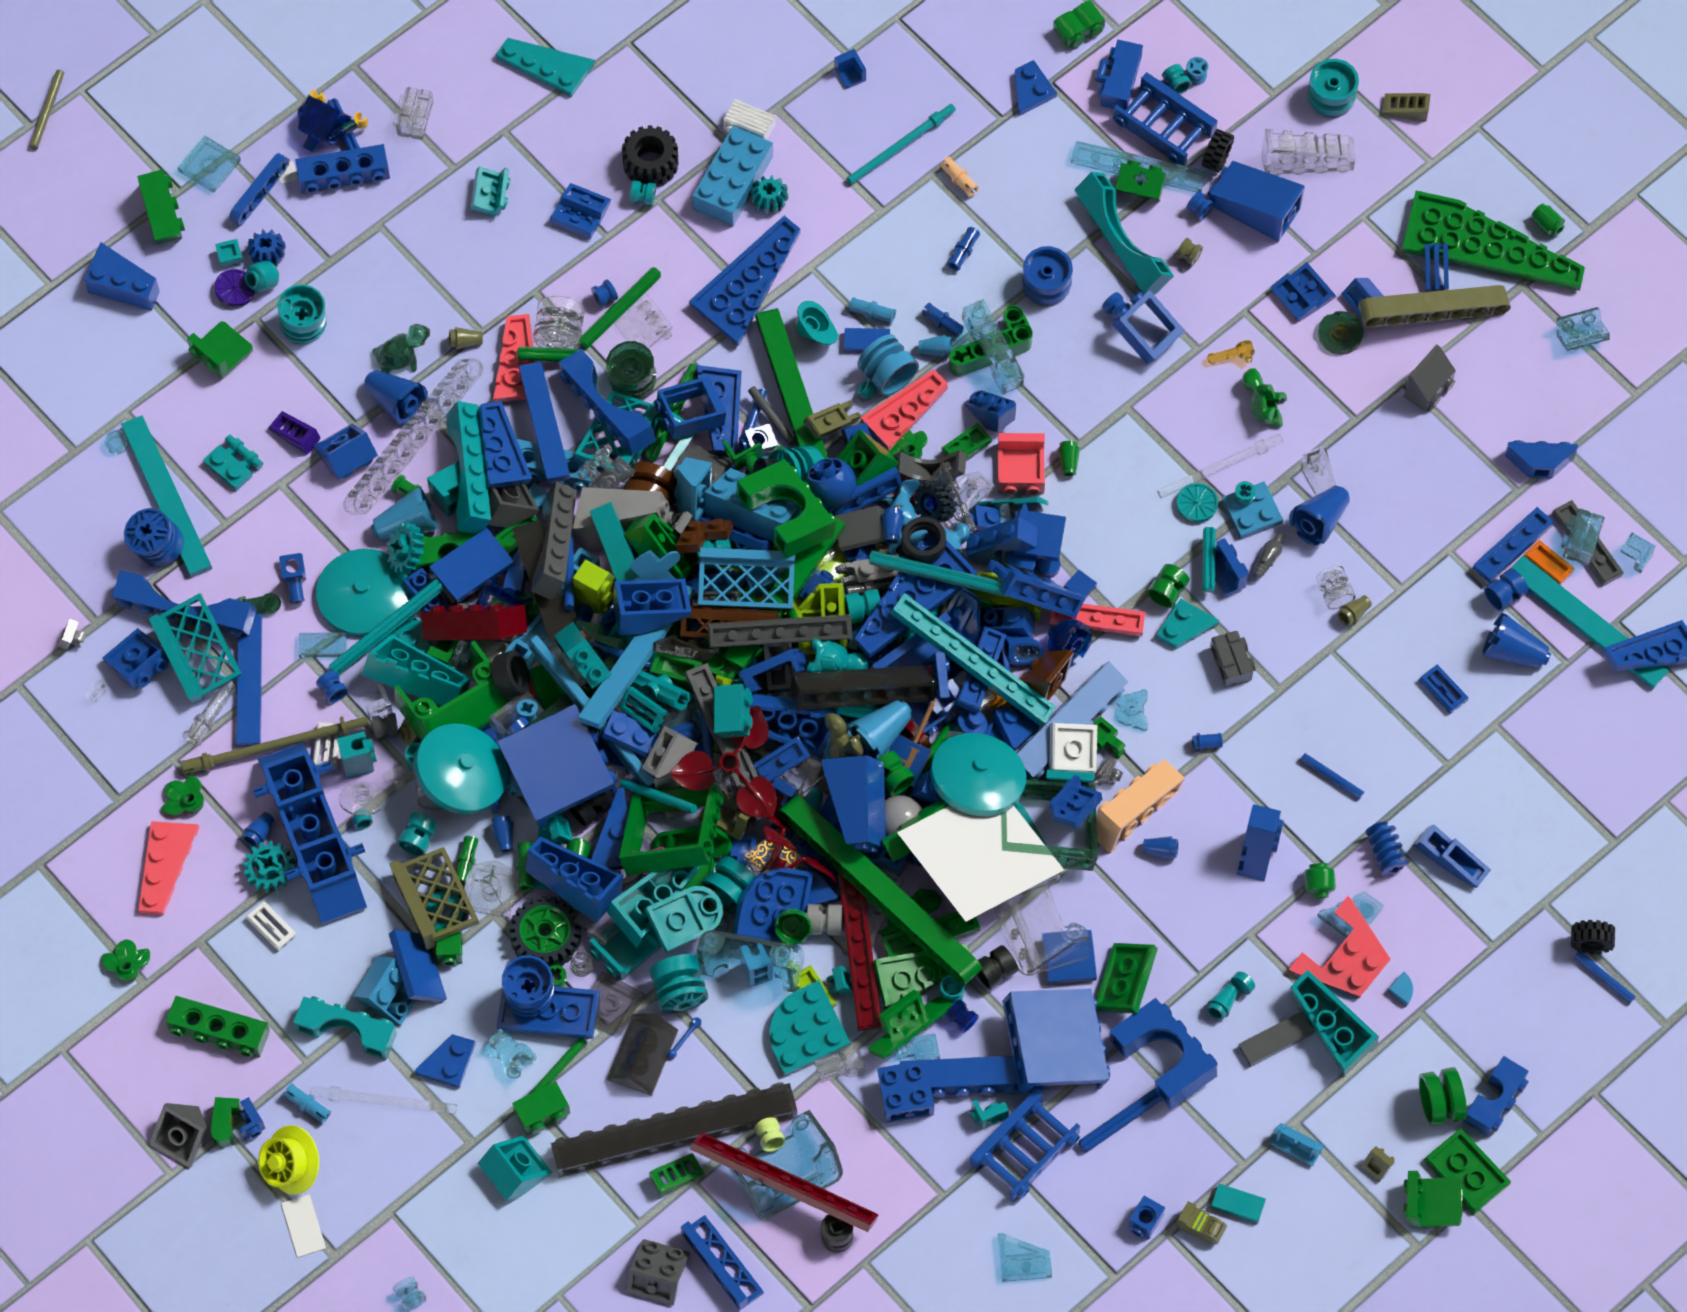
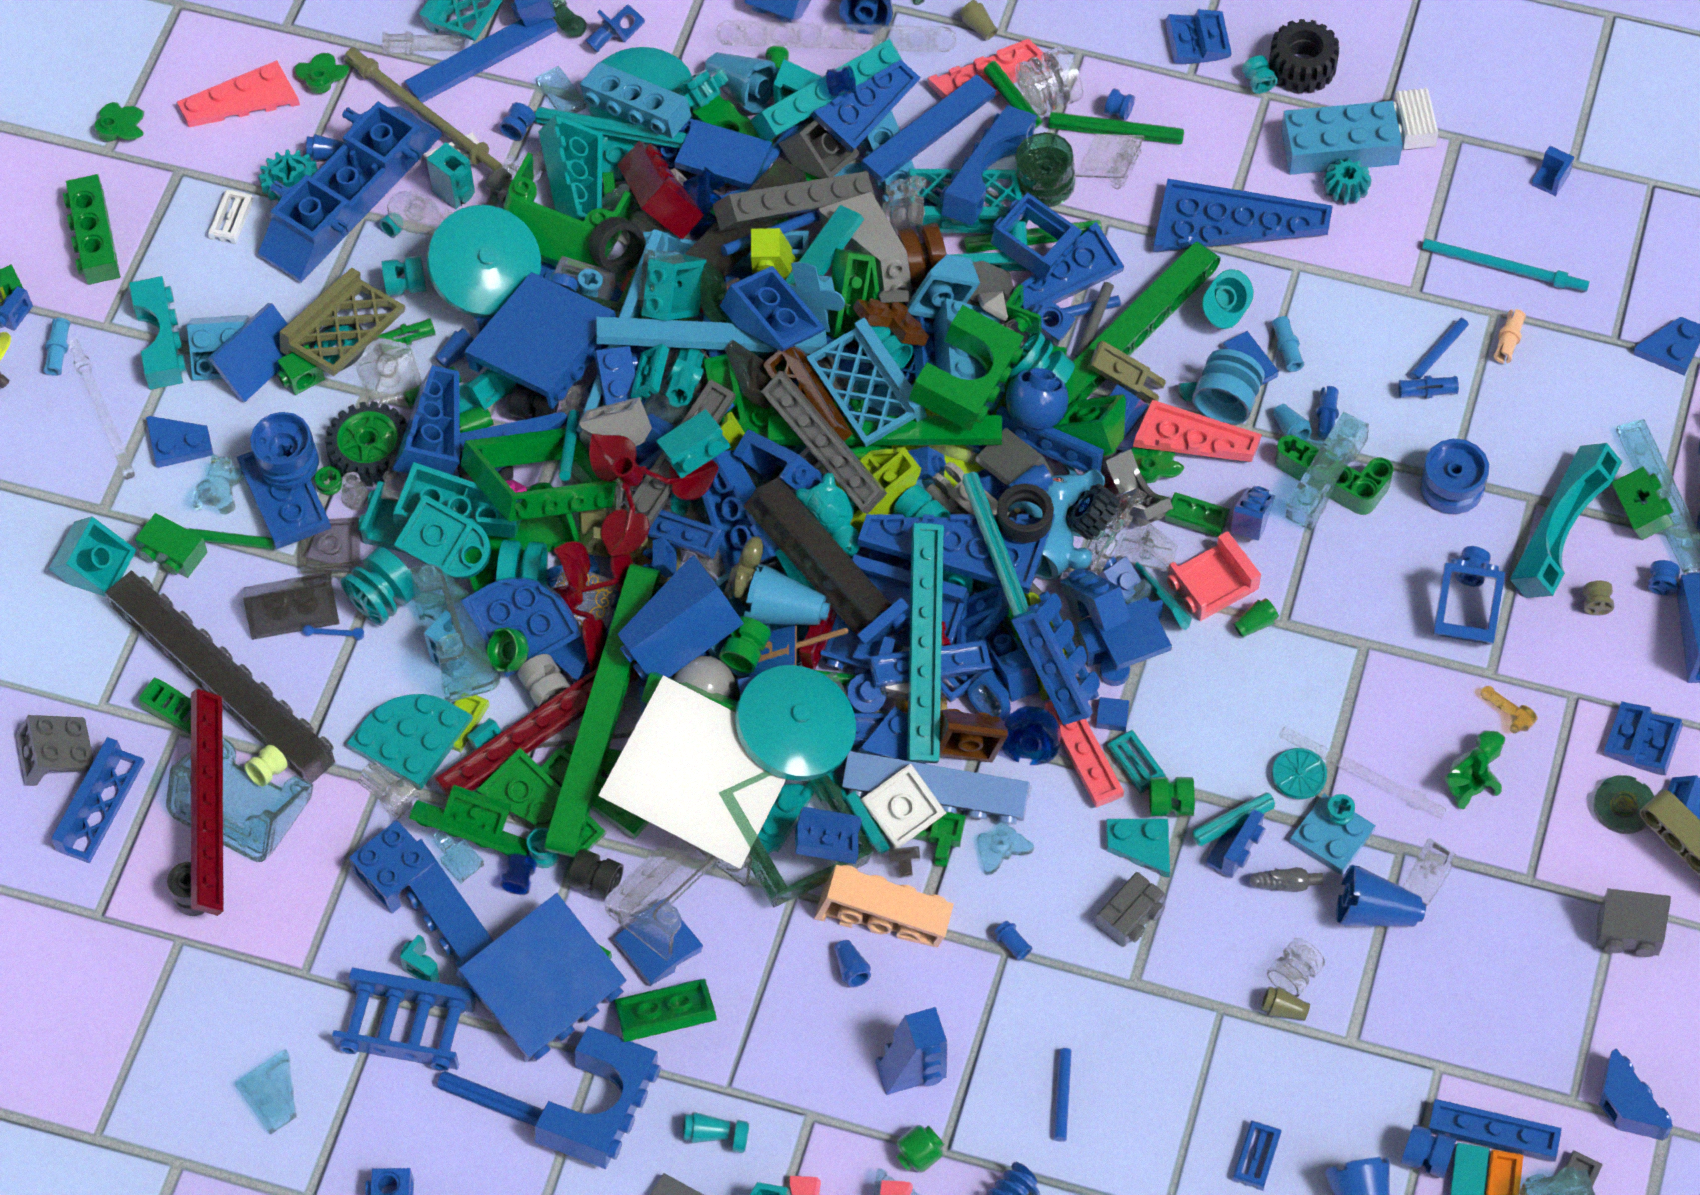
camera: 60 degrees right, 5 degrees down
(371, 594) = (635, 100): none -> dark azure brick
(481, 450) = (841, 81): none -> clear blue wheel
(729, 465) = (994, 304): none -> light grey slope
(937, 222) = (1439, 349): none -> blue bar
(1124, 597) = (1126, 767): none -> teal tile

